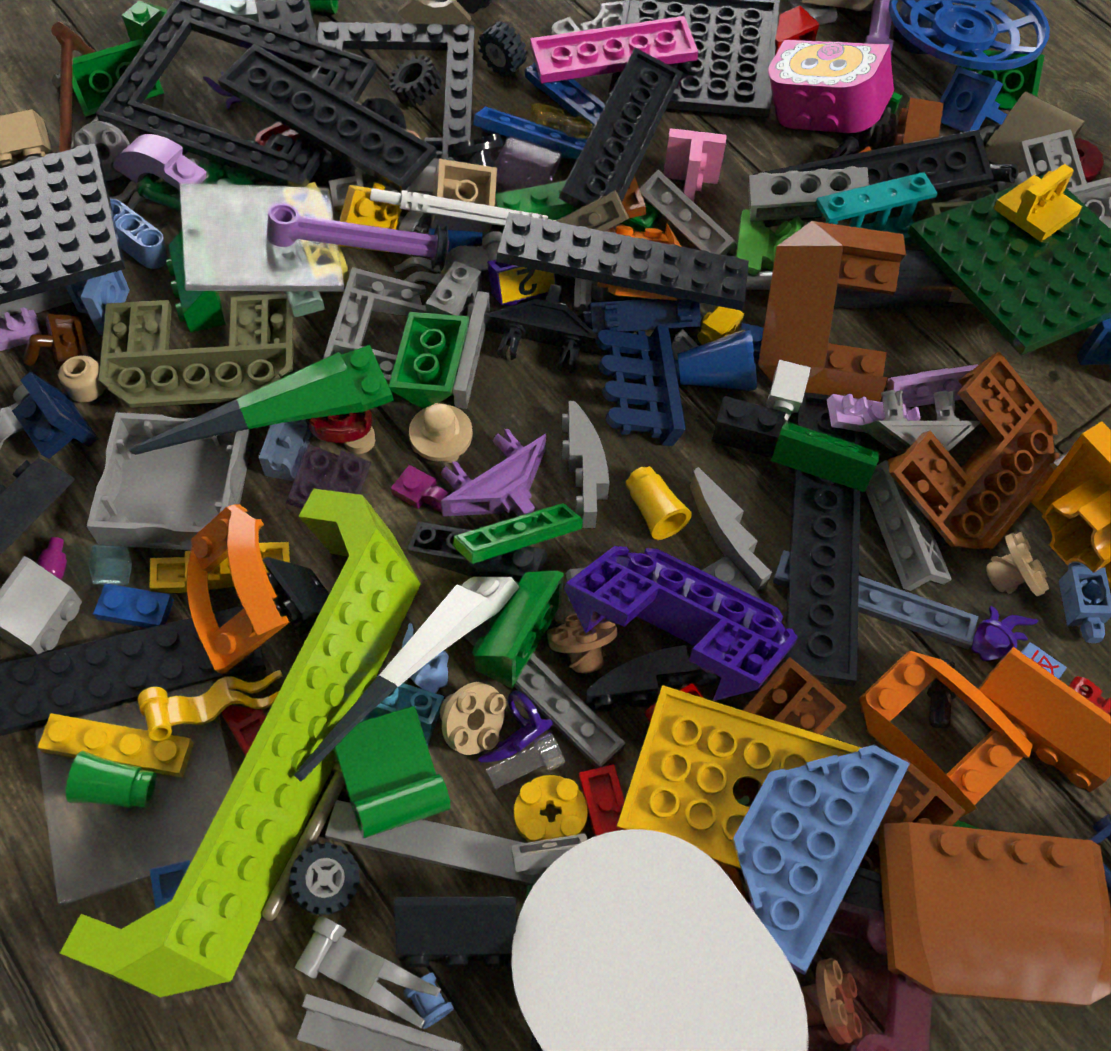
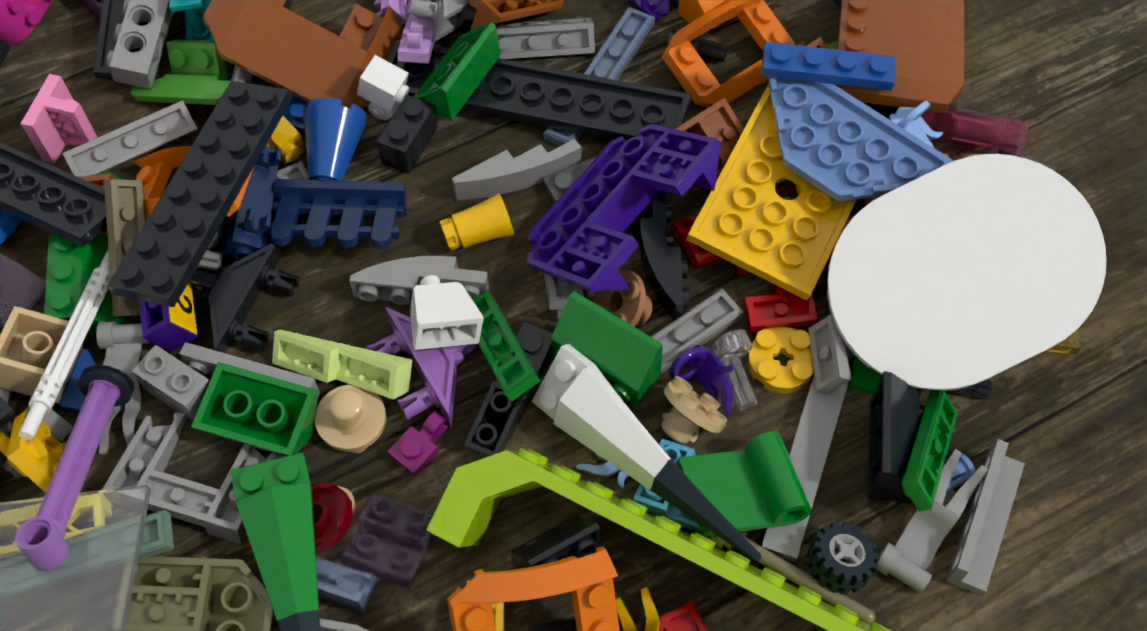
camera: 80 degrees left, 0 degrees up
(441, 963) = (930, 450): none -> green plate
(489, 404) = (331, 360): none -> yellowish green slope
(537, 474) = (443, 315): none -> white torso
(854, 928) = (911, 121): none -> light blue piece
(903, 810) = (828, 66): none -> blue plate

